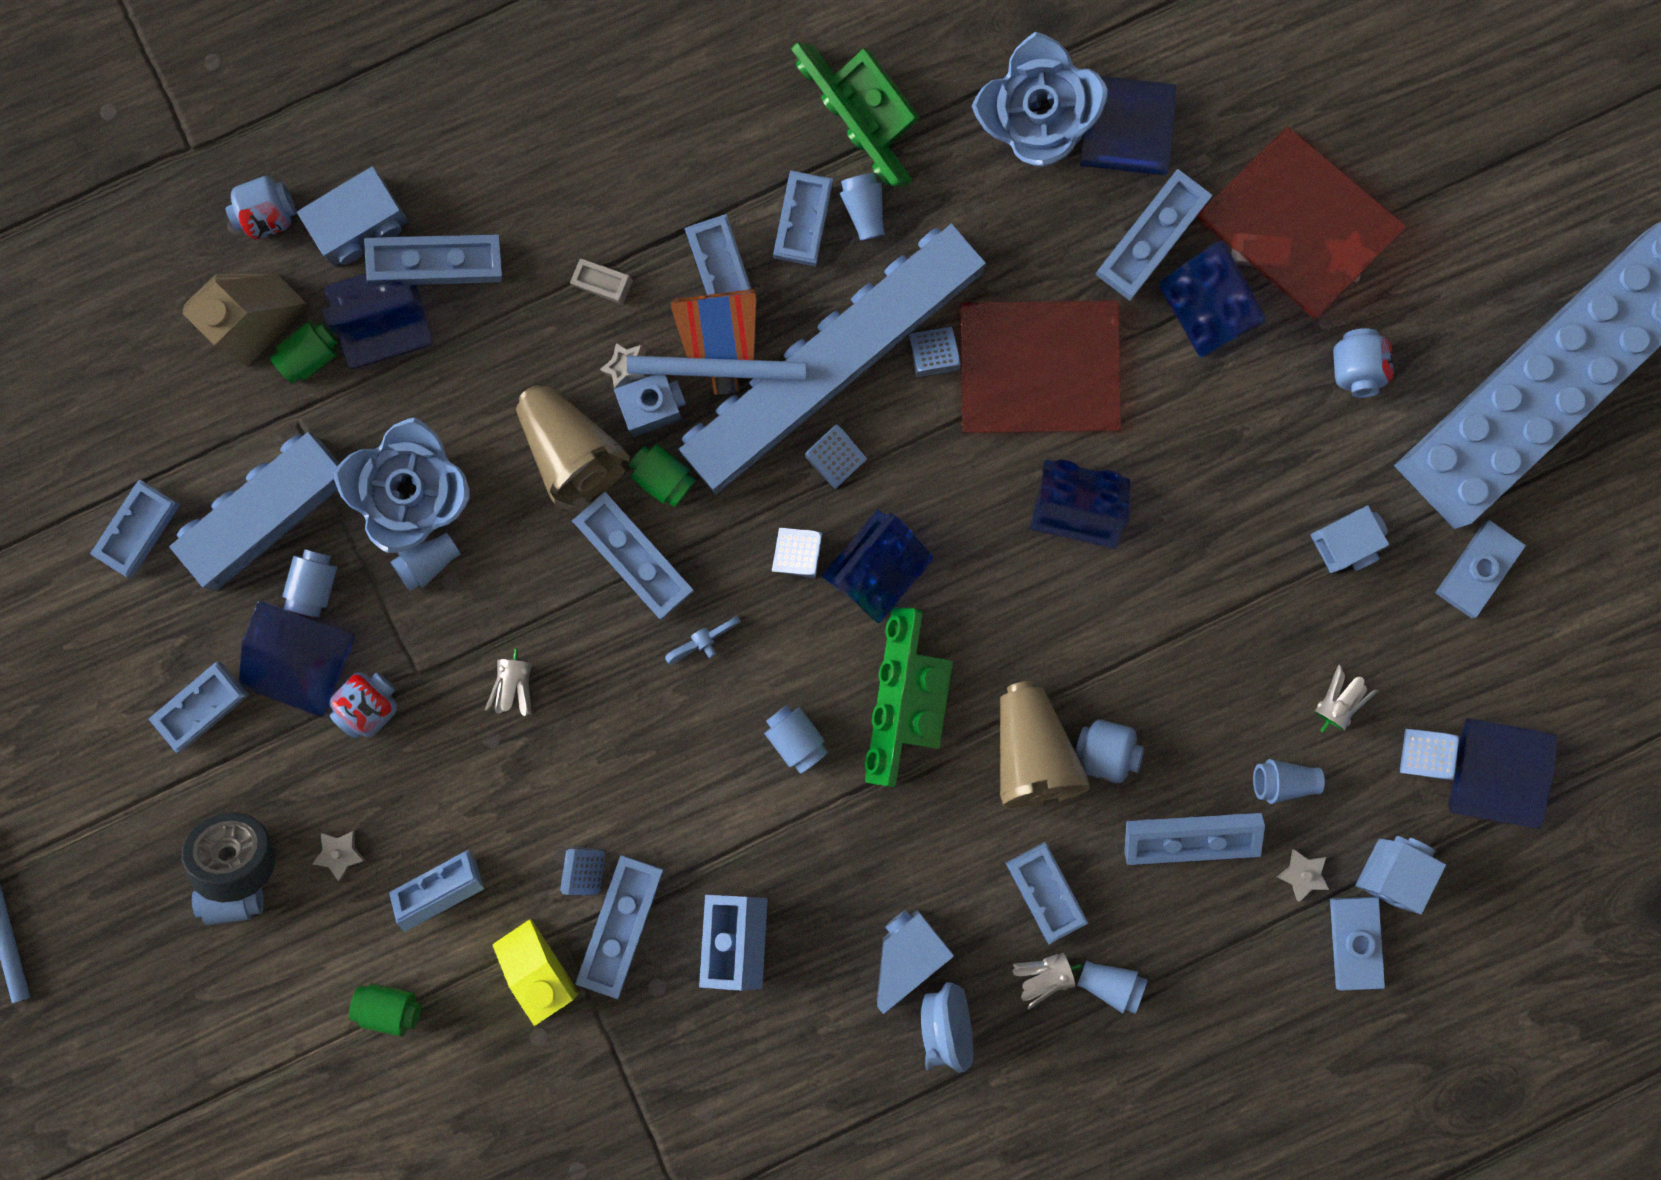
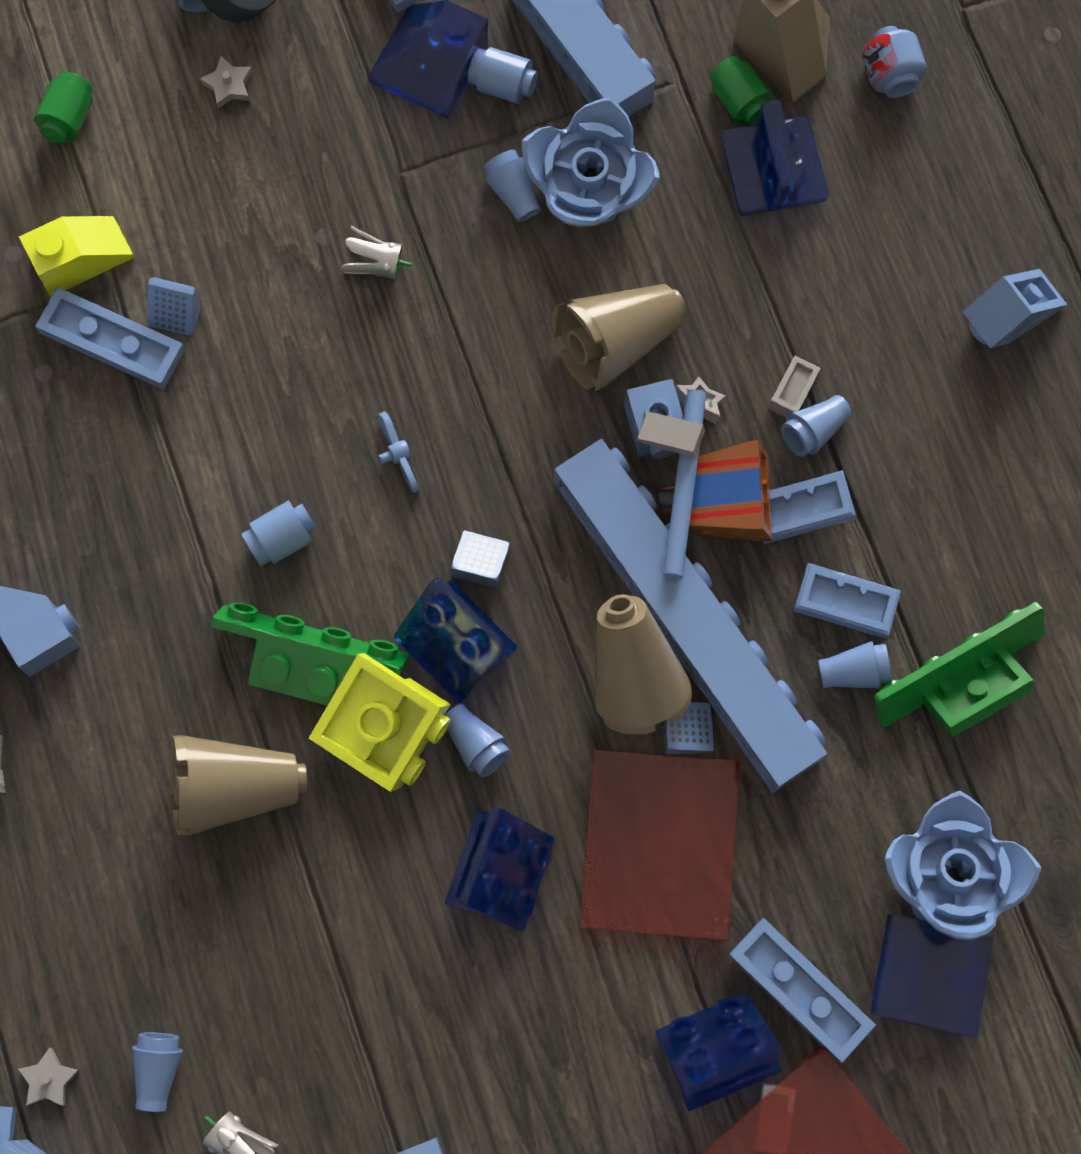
camera: 90 degrees right, 10 degrees down
(351, 213) = (878, 147): medium blue brick -> none
(363, 705) = (372, 114): head -> none
(433, 260) = (827, 217): medium blue plate -> none
(436, 891) = (174, 165): medium blue plate -> none
(506, 82) = (1013, 307): none -> medium blue slope
(633, 556) = (494, 388): medium blue plate -> none
(641, 260) = (813, 426): none -> medium blue cone
(661, 475) = (577, 424): green brick -> none
(673, 383) = (671, 434): none -> light grey piece
(733, 942) = (72, 443): medium blue brick -> none
(835, 456) = (578, 607): medium blue slope -> none
(901, 394) = (636, 669): none -> dark tan cone
(967, 619) = (381, 723): none -> neon yellow plate
(968, 537) = (476, 742): none -> medium blue cone
(1046, 893) = (73, 782): medium blue plate -> none
(1109, 751) = (217, 867): medium blue head -> none
(1194, 838) = (106, 952): medium blue plate -> none

